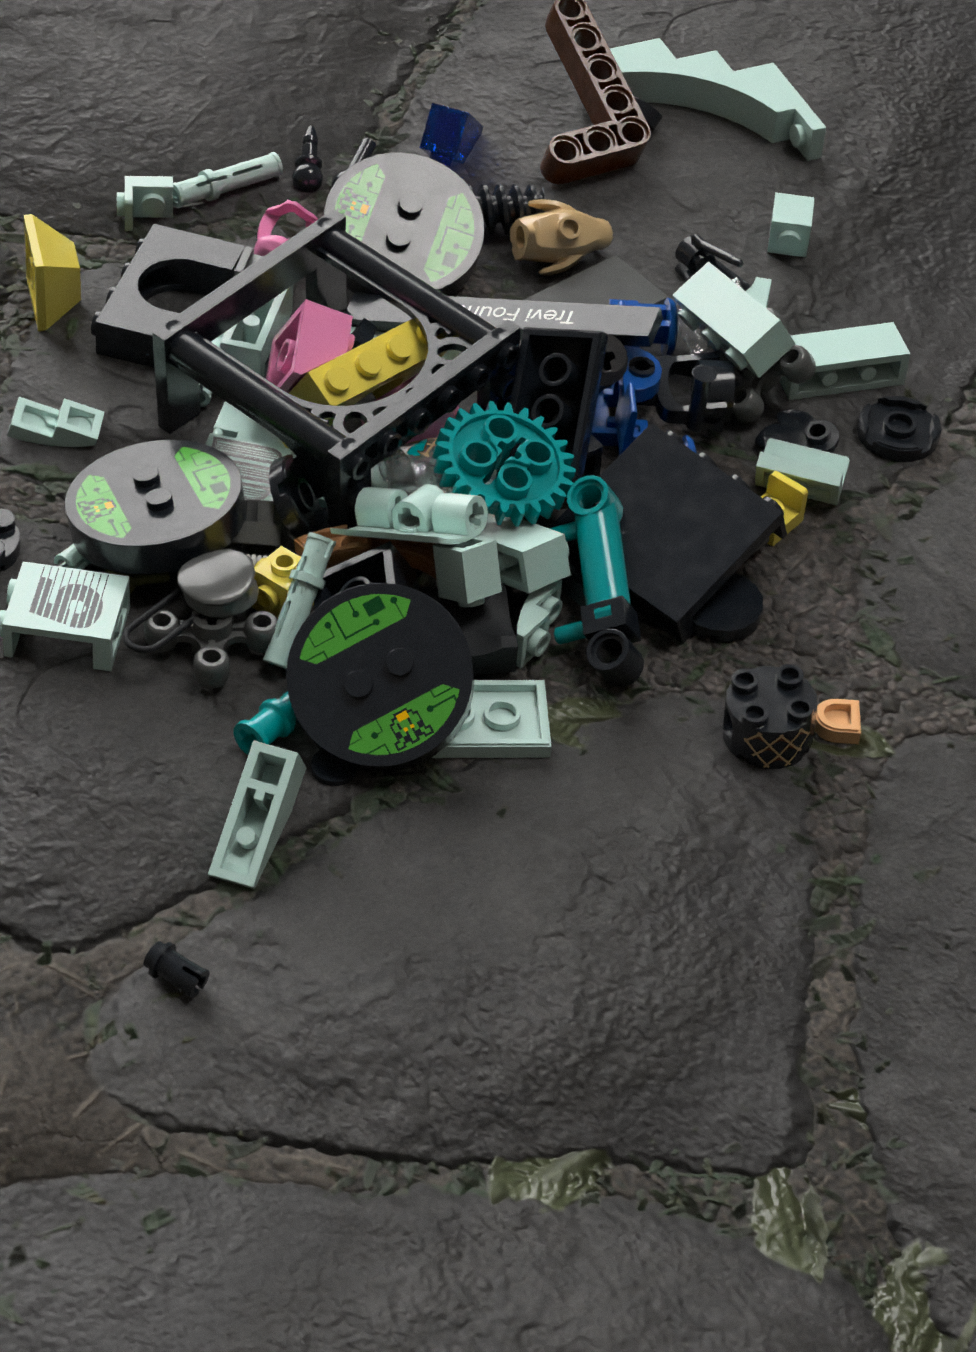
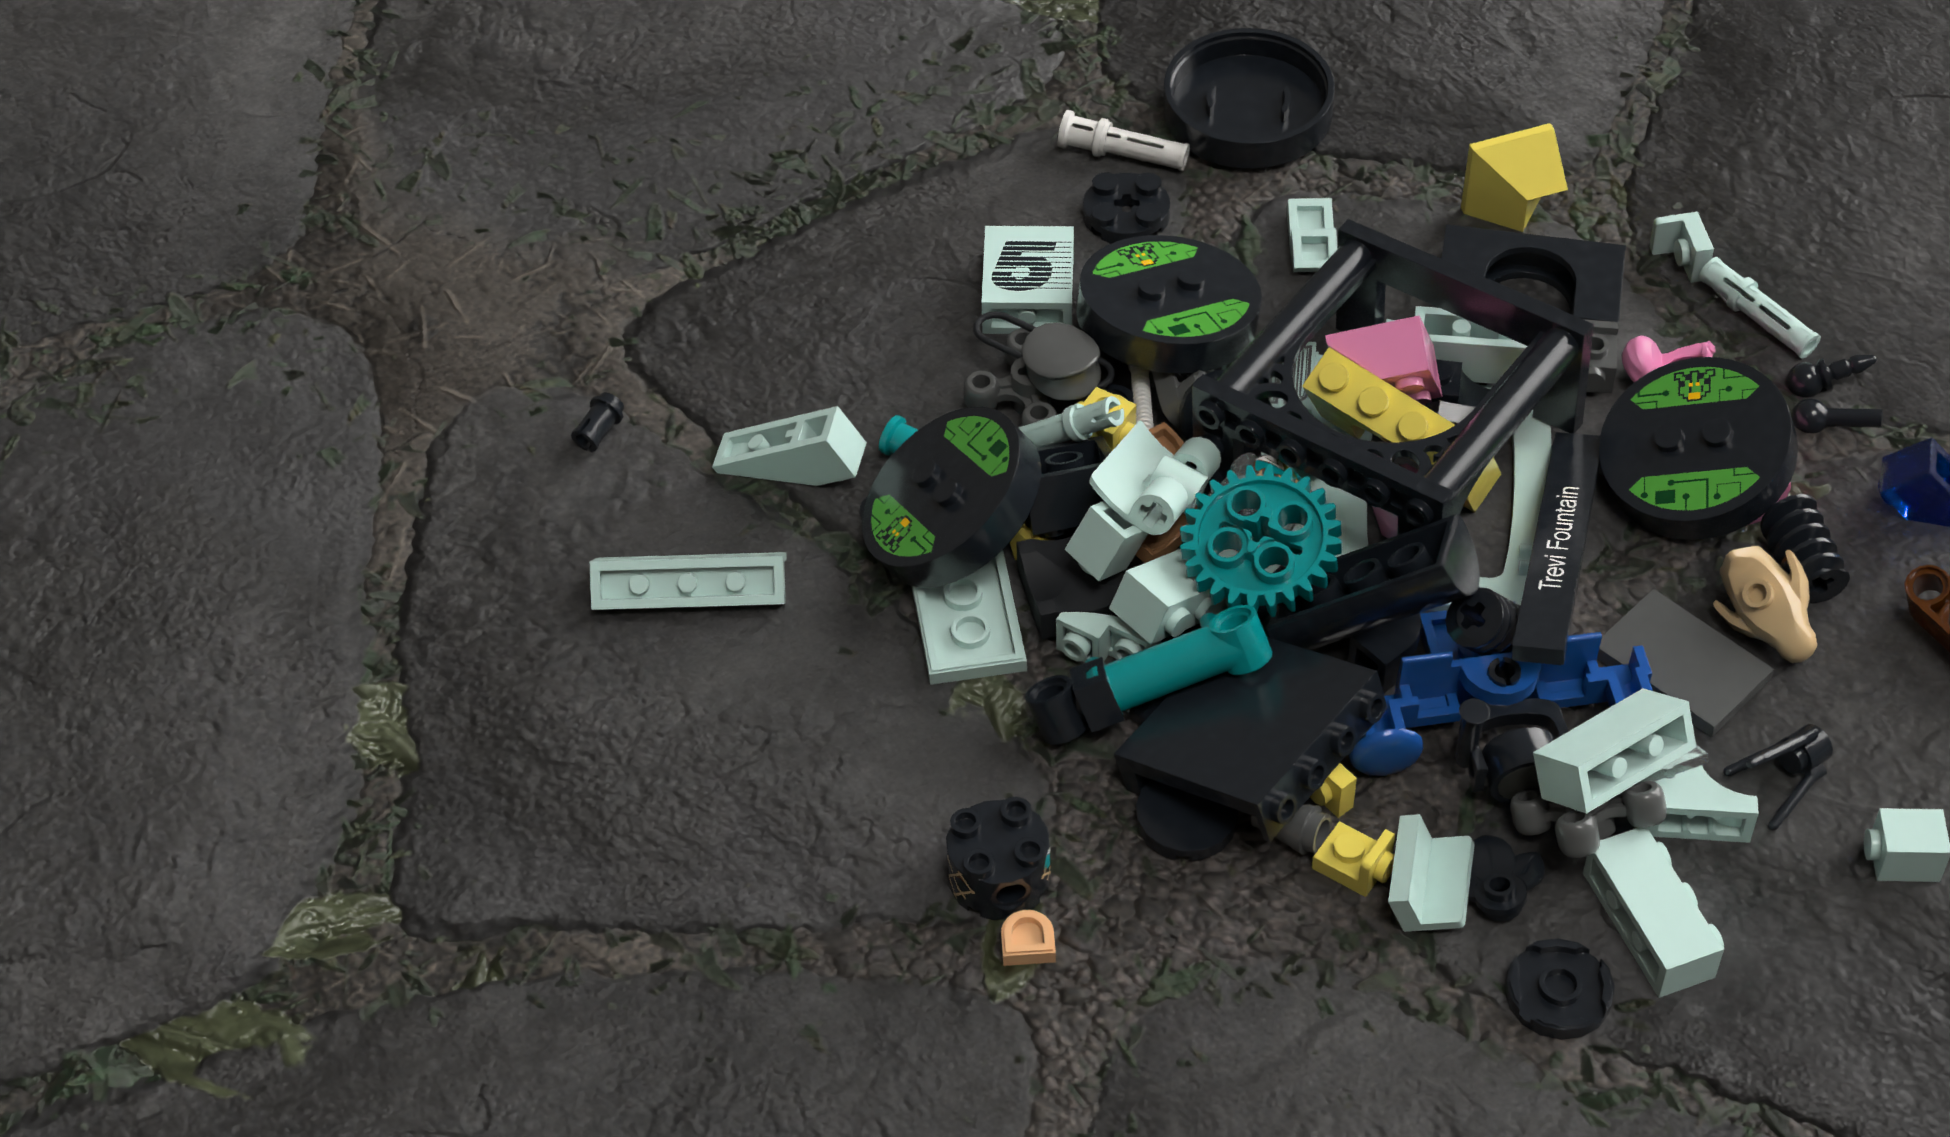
camera: 90 degrees right, 5 degrees up
(403, 909) = (687, 581): none -> light aqua panel

